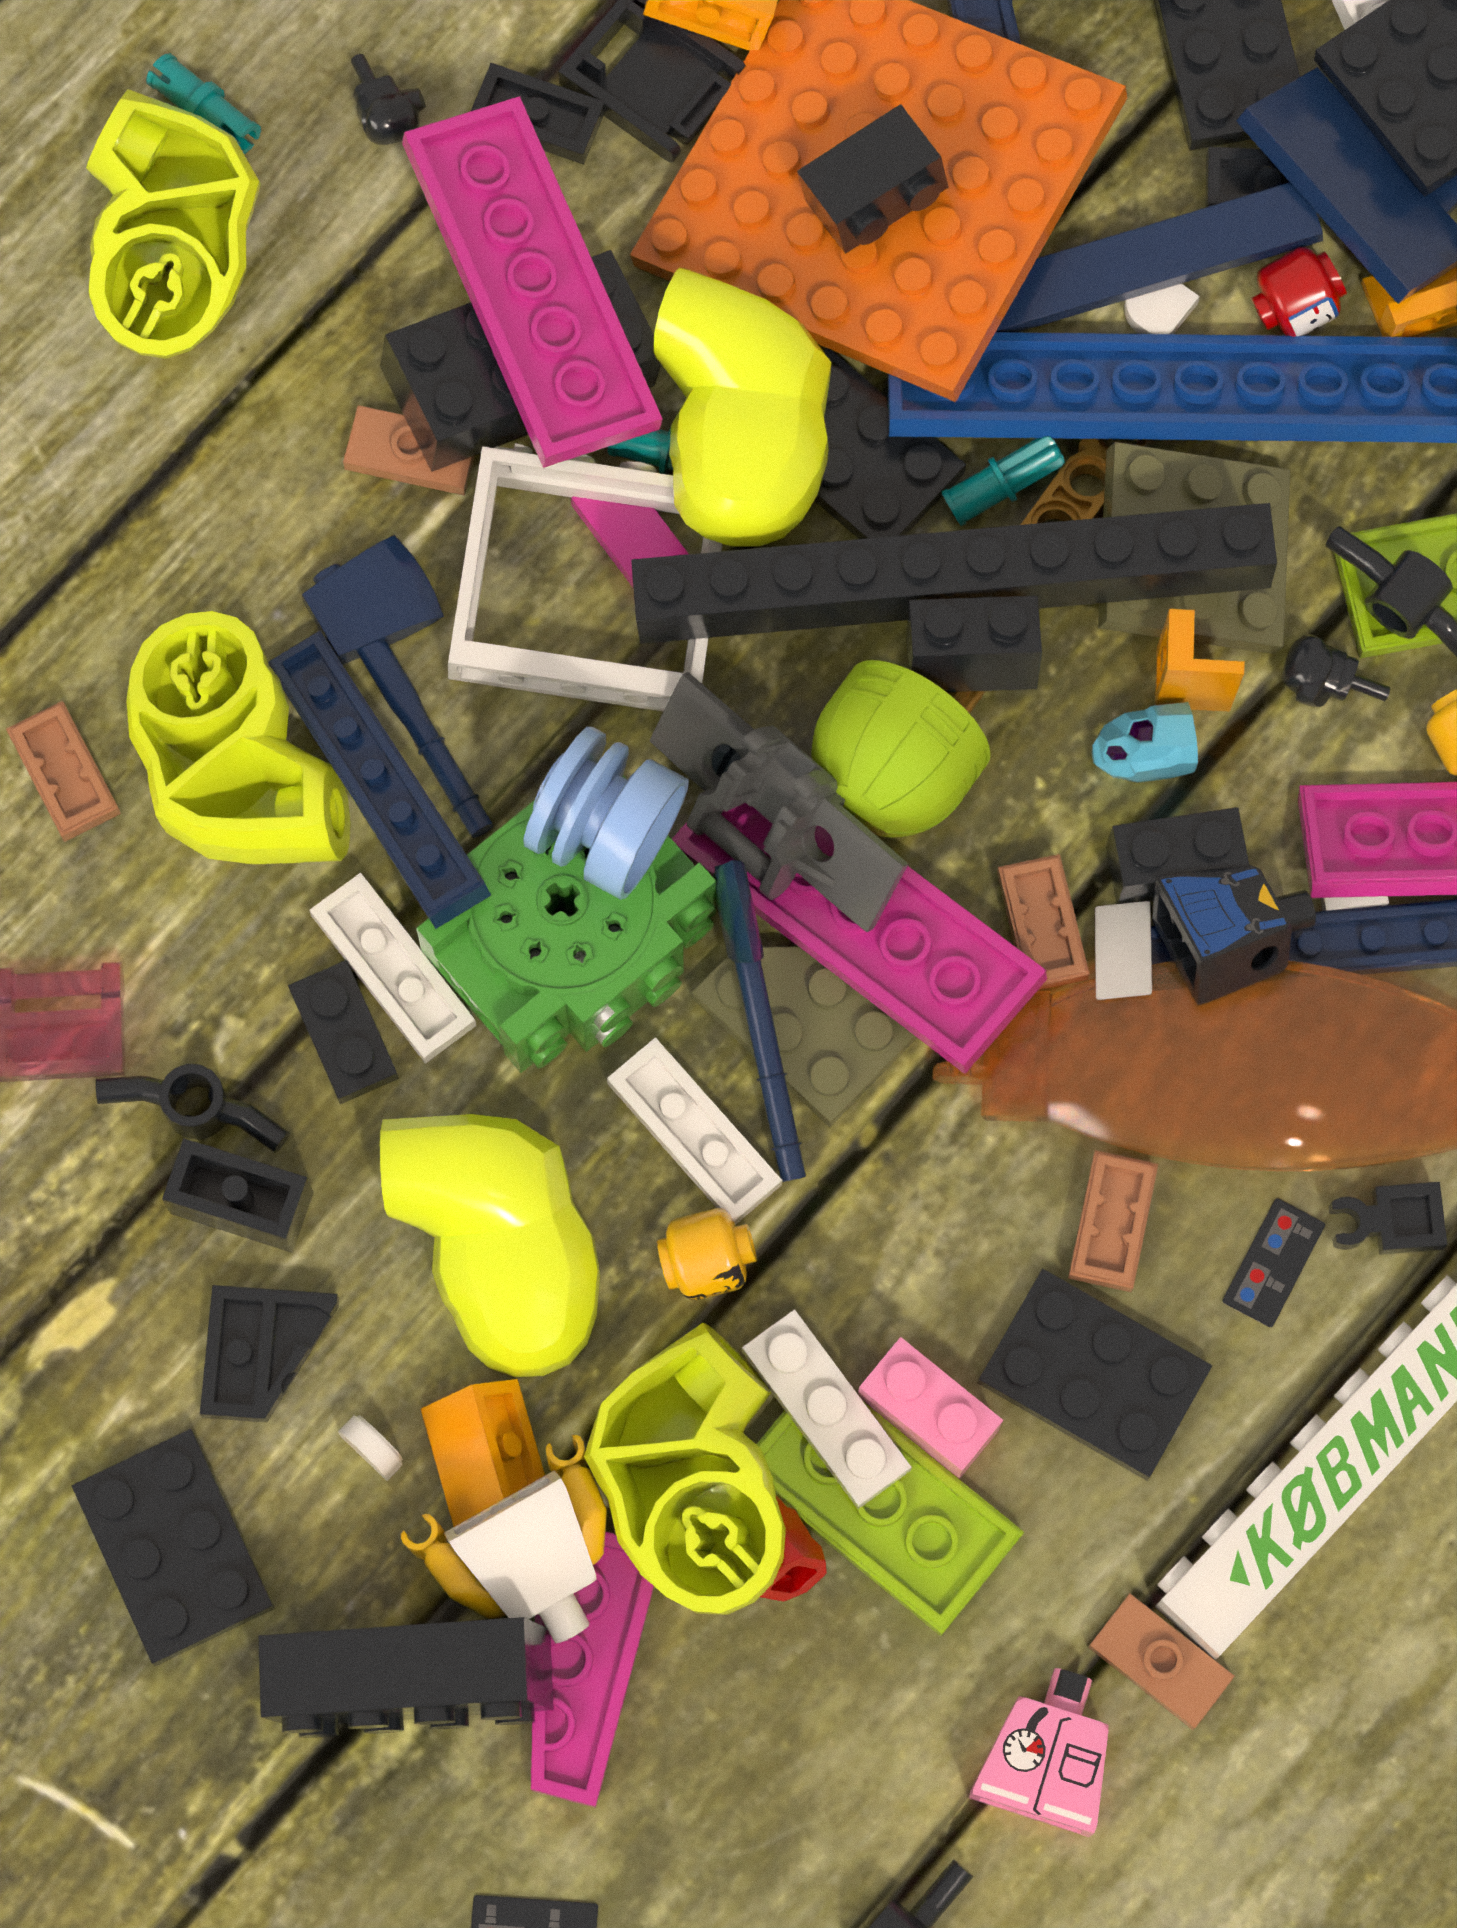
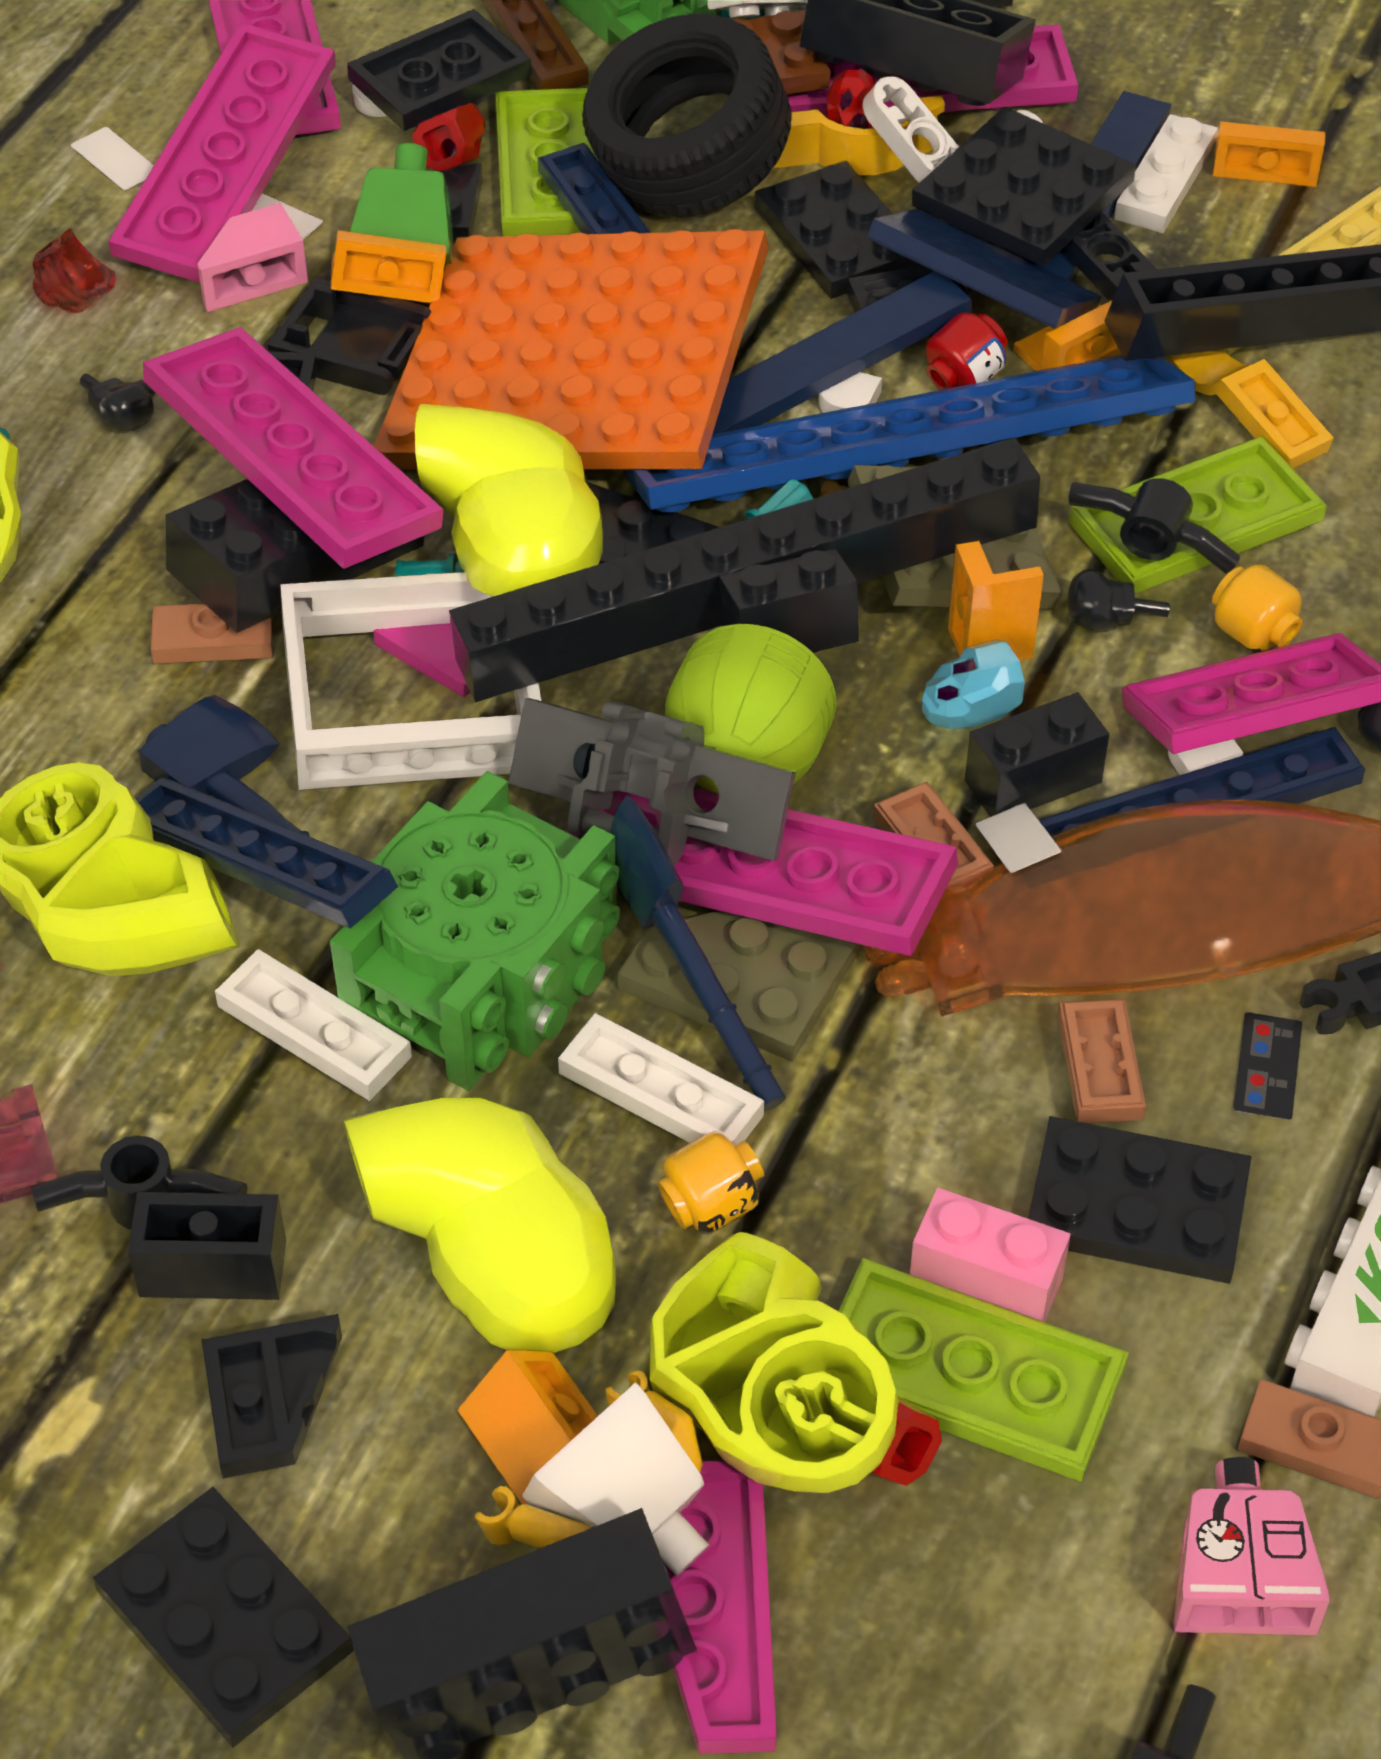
camera: 15 degrees left, 25 degrees down
(343, 1032) = (278, 1095): black plate -> none
(371, 1446) = (415, 1451): white tile -> none
(595, 807) = (476, 775): light blue wheel -> none
(826, 1409) = (889, 1288): white plate -> none
(873, 179) = (572, 325): black brick -> none
(1227, 927) = (1107, 782): torso -> none

